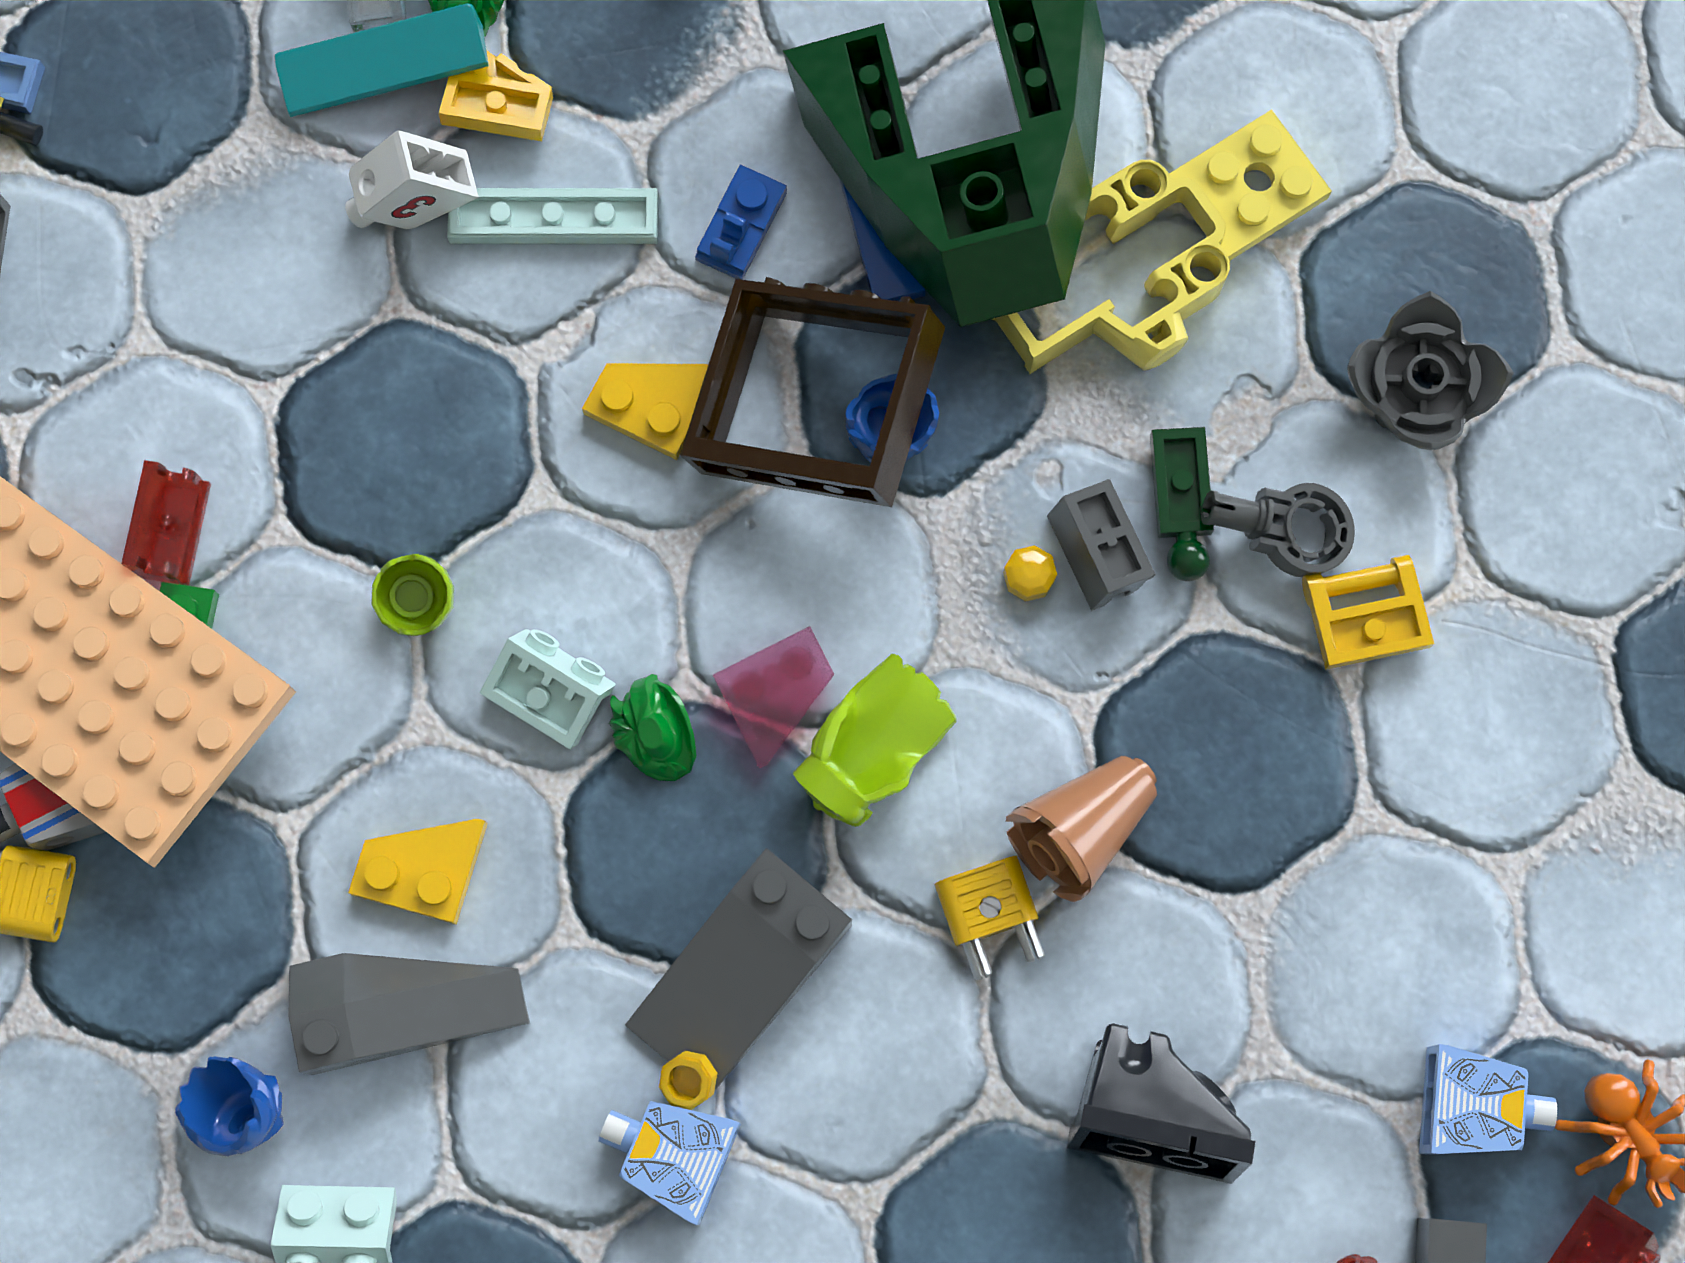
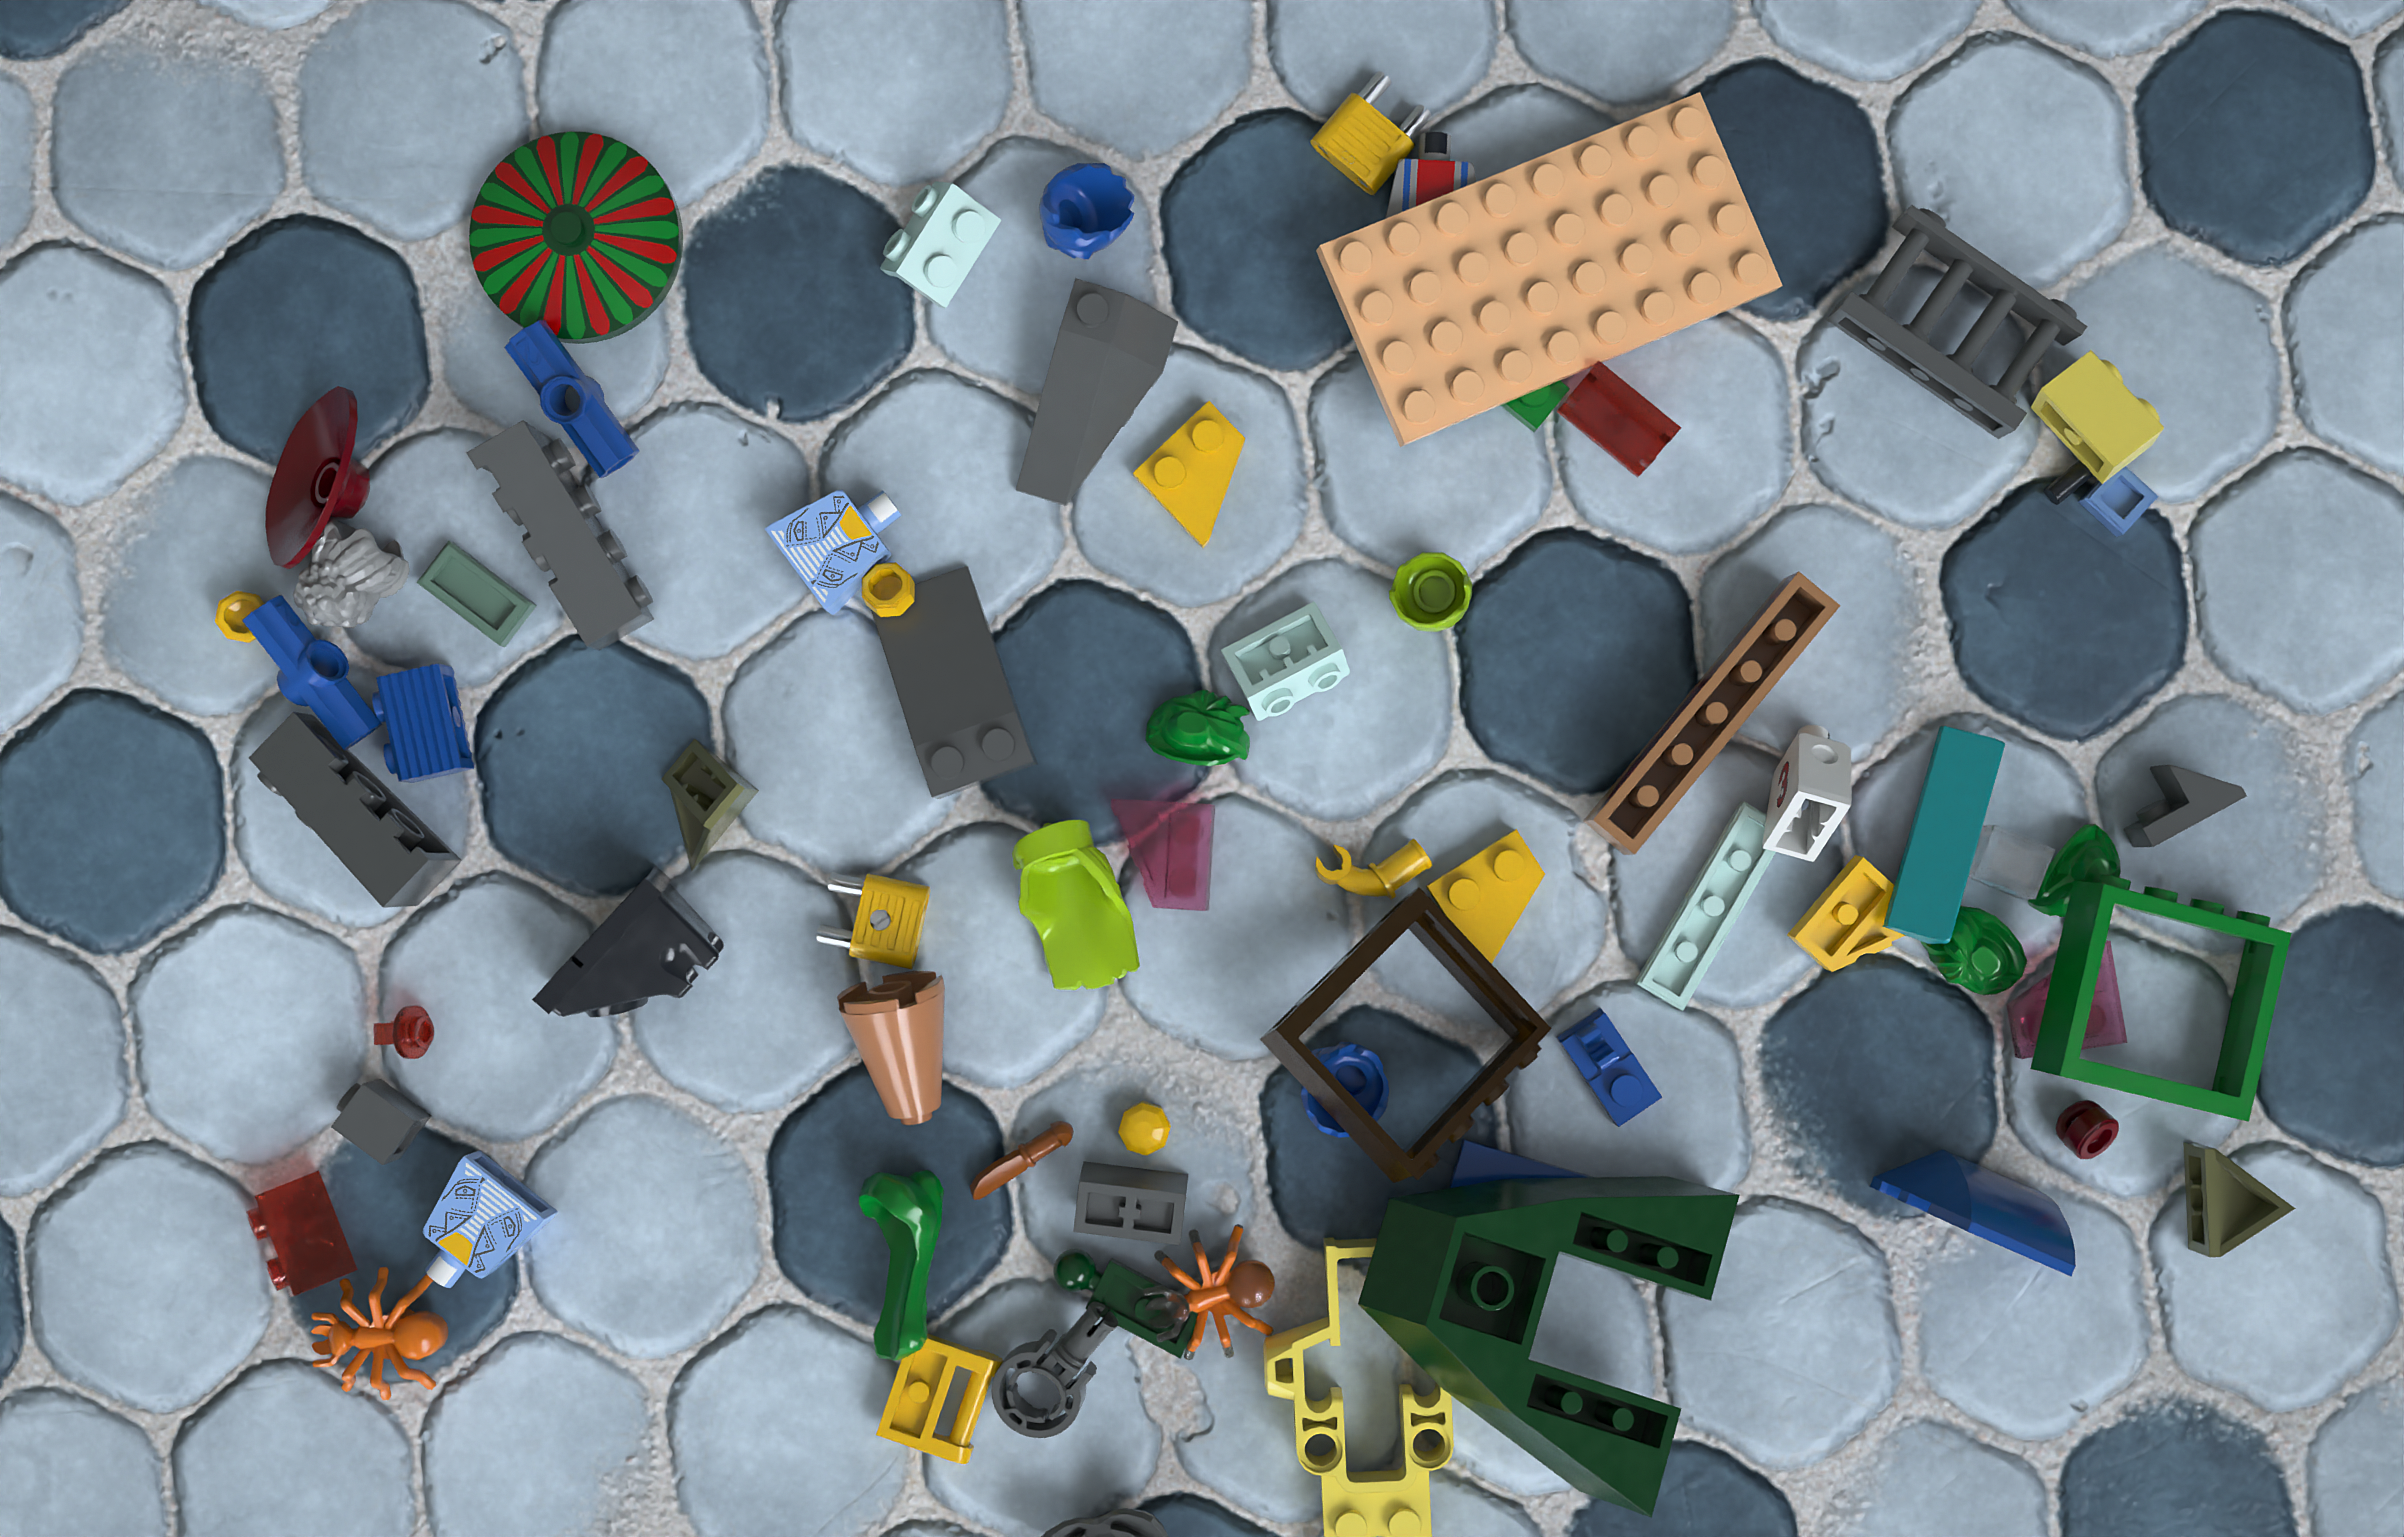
camera: 125 degrees right, 10 degrees up
(386, 300) = (1711, 713): none -> medium nougat brick
(694, 499) = (1379, 878): none -> yellow piece
(978, 1138) = (705, 798): none -> olive slope
(1126, 664) = (1020, 1159): none -> dark orange piece
(1128, 431) = (1219, 1292): none -> animal
(1237, 721) = (911, 1222): none -> green hair

